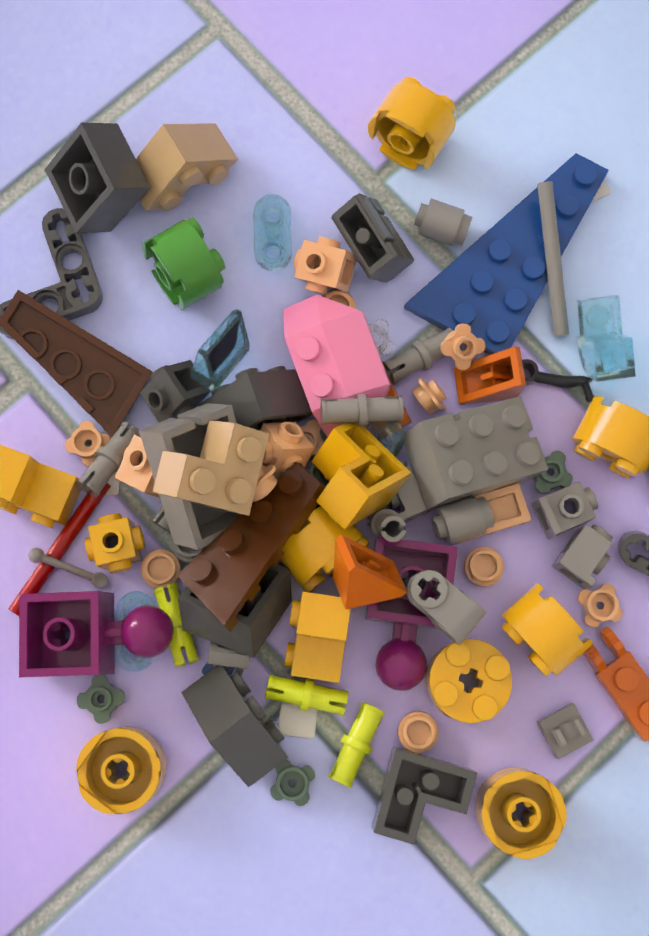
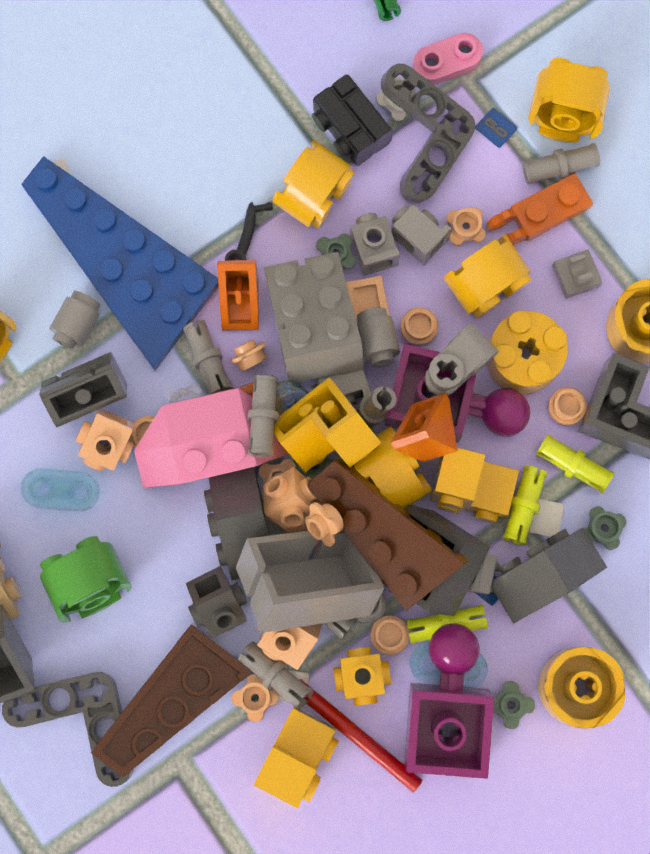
camera: 80 degrees left, 0 degrees up
(98, 579) = (393, 699): light grey hinge -> none
(221, 352) = (182, 550): clear light blue slope -> none
(223, 474) = (317, 551): tan brick -> none
(451, 346) = (200, 323): light nougat plate -> none
(553, 258) = (127, 219): light grey bar -> none
(601, 344) = (221, 187): clear light blue brick -> none

